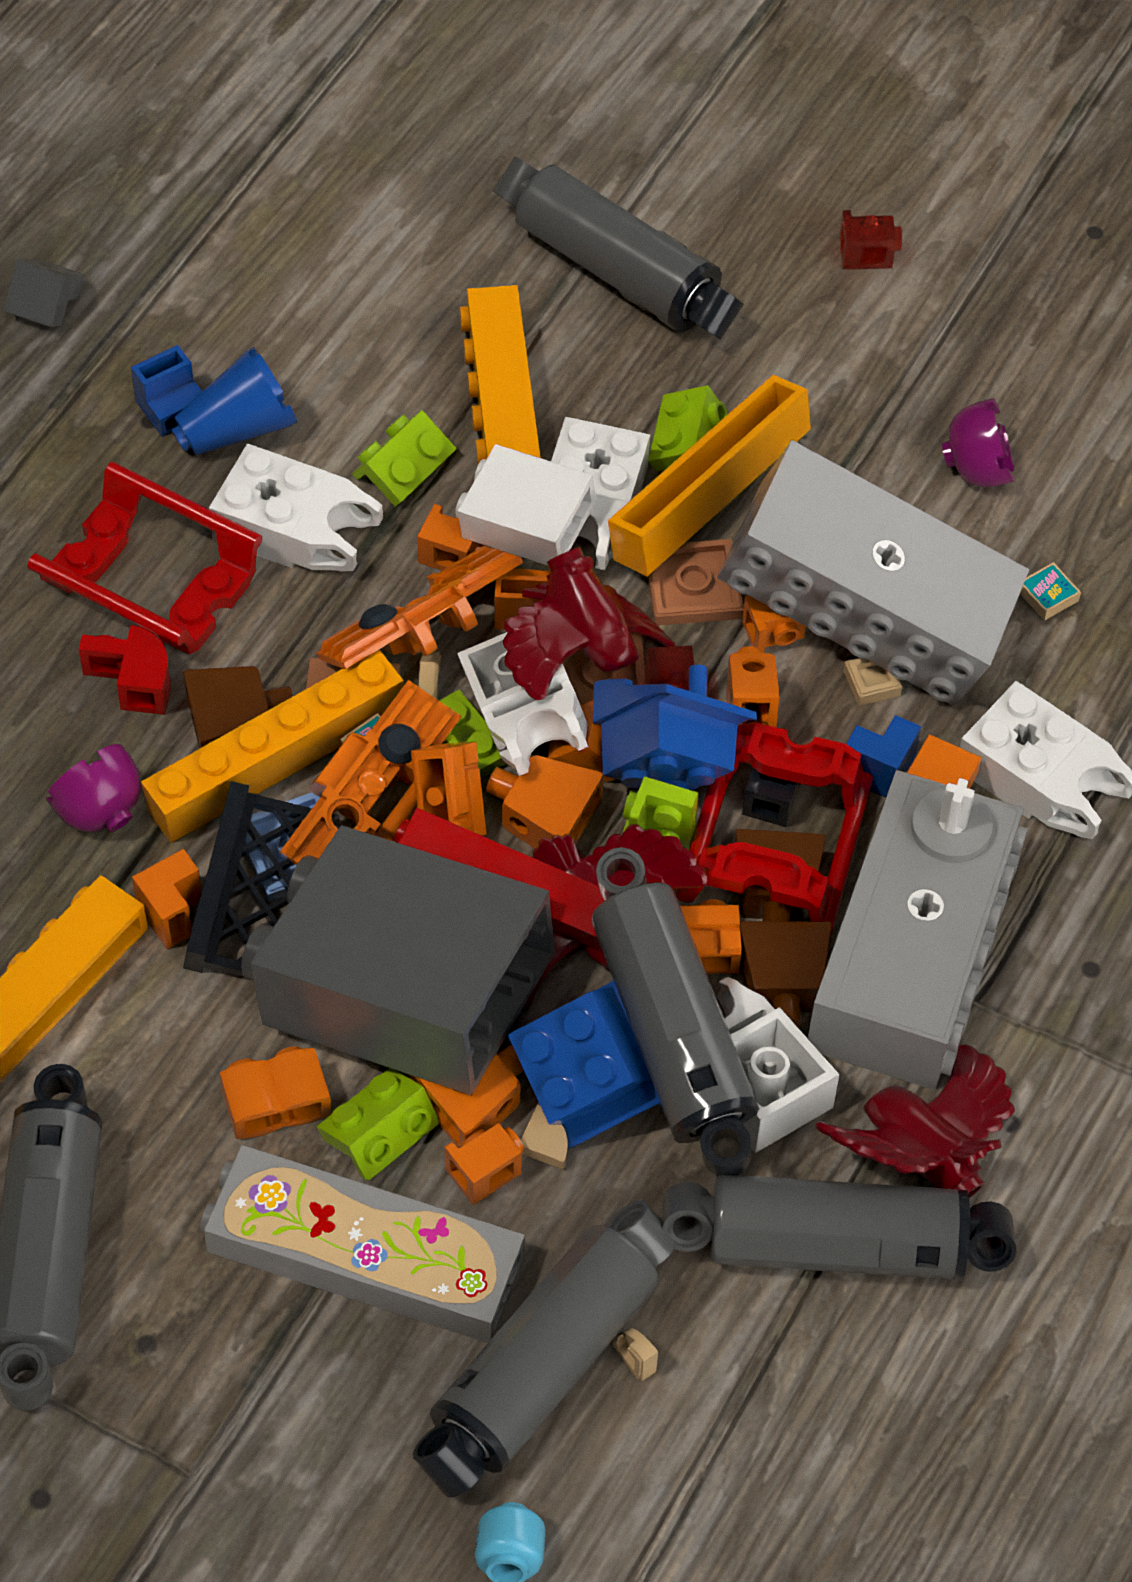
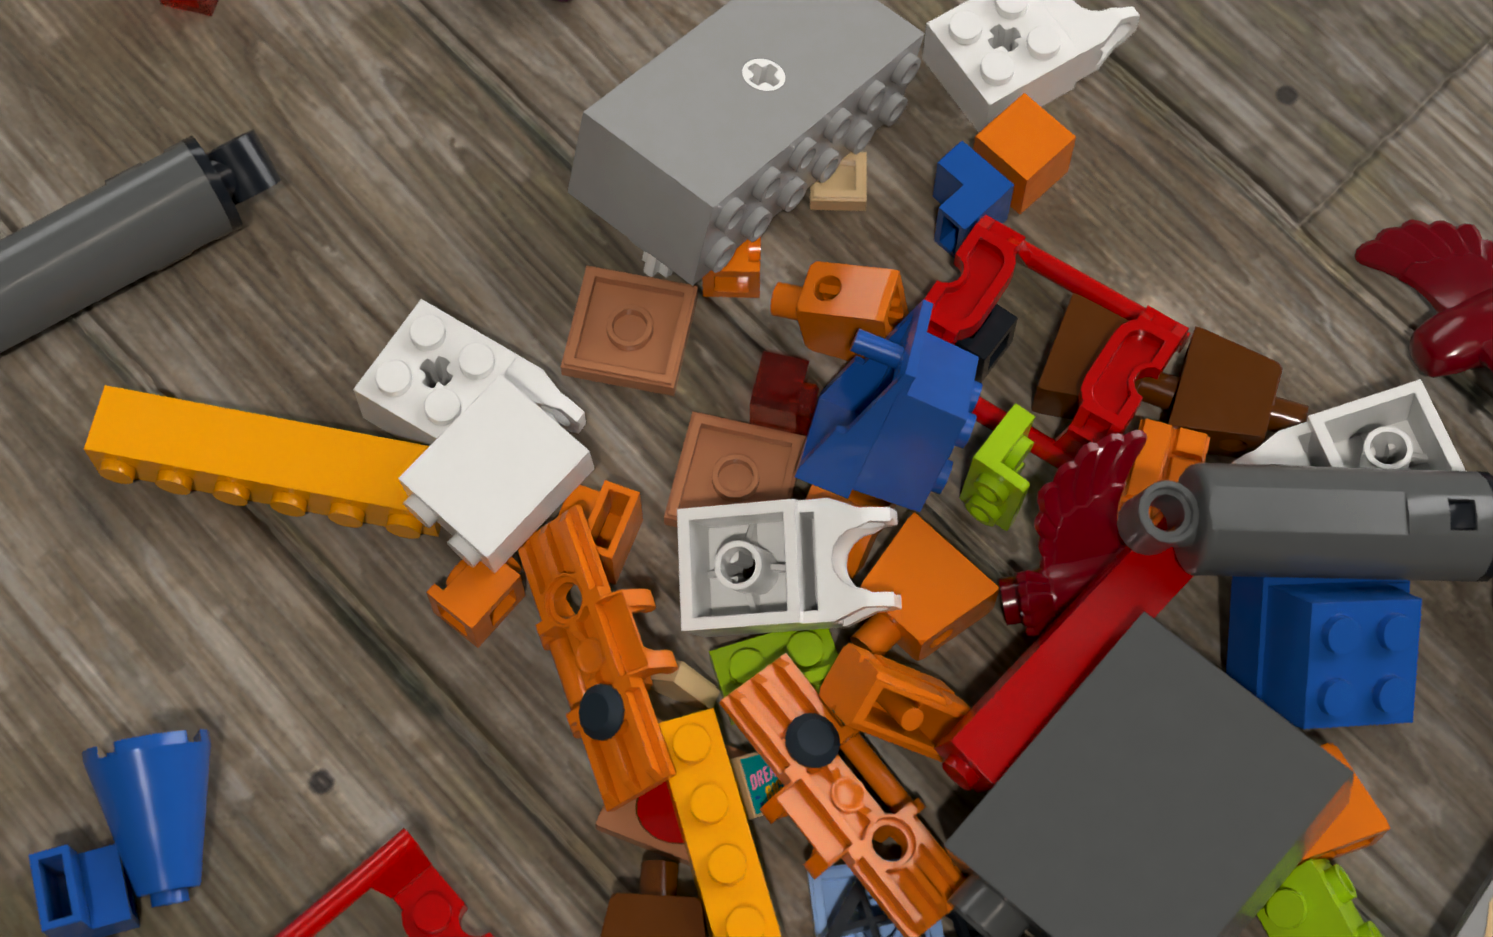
camera: 70 degrees left, 10 degrees up
(295, 509) = (368, 765): white brick -> none
(406, 457) = (312, 614): lime bracket -> none
(484, 1161) = (1416, 816): orange brick -> none
(545, 1141) = (1382, 744): tan tile -> none
(571, 617) = (711, 470): dark red animal -> none
(683, 421) = (403, 262): lime bracket -> none
(709, 475) = (504, 253): light orange brick -> none
(918, 930) = (1227, 235): light grey piece -> none

